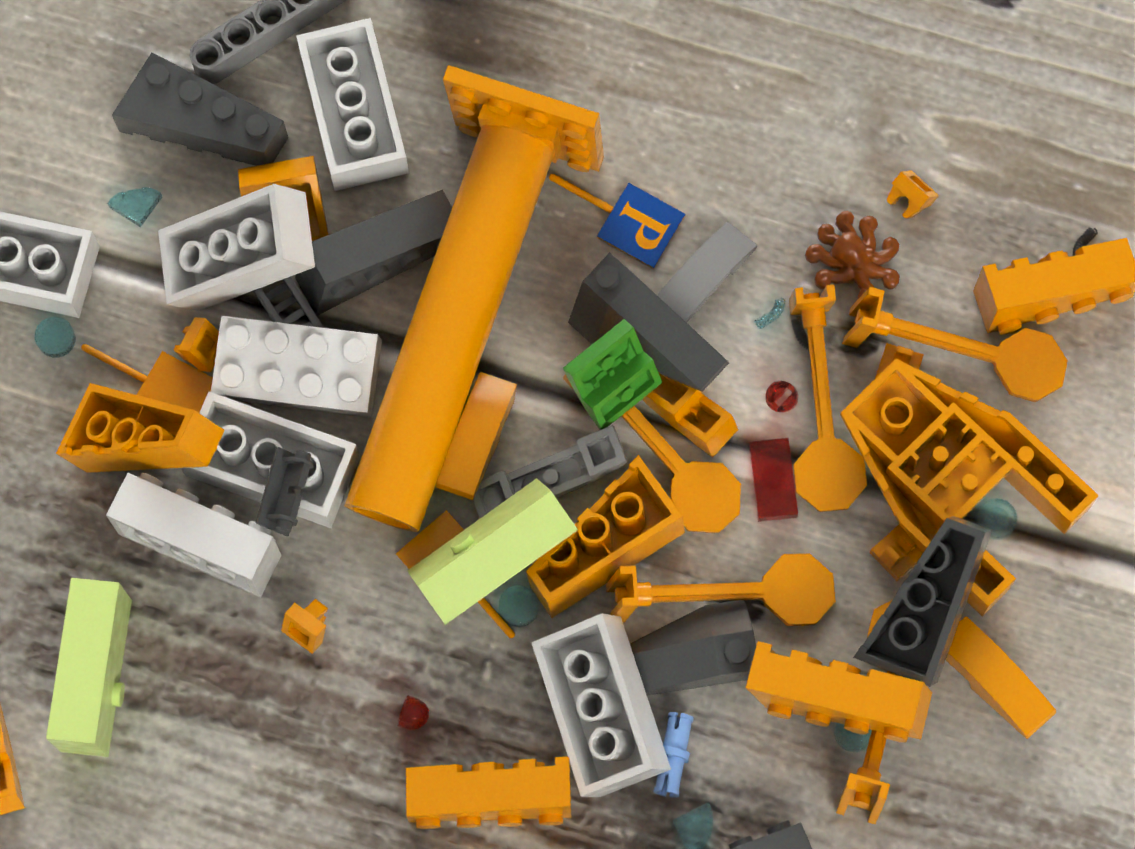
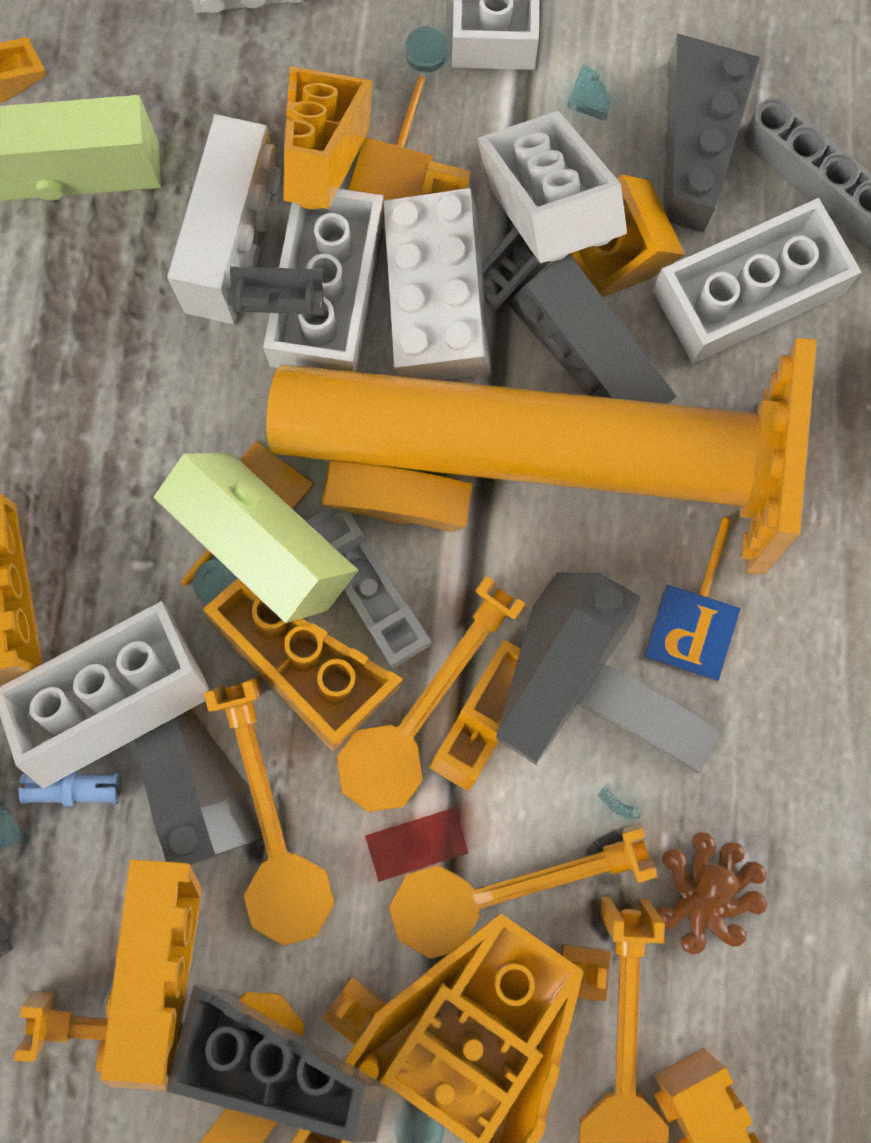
camera: 75 degrees right, 5 degrees up
(306, 624) = (155, 361): light orange tile -> none
(413, 714) = (75, 494): clear red hinge -> none
(612, 375) = (487, 627): bright green slope -> none
(776, 391) = (523, 828): clear red hinge -> none
(915, 189) = (813, 953): light orange tile -> none

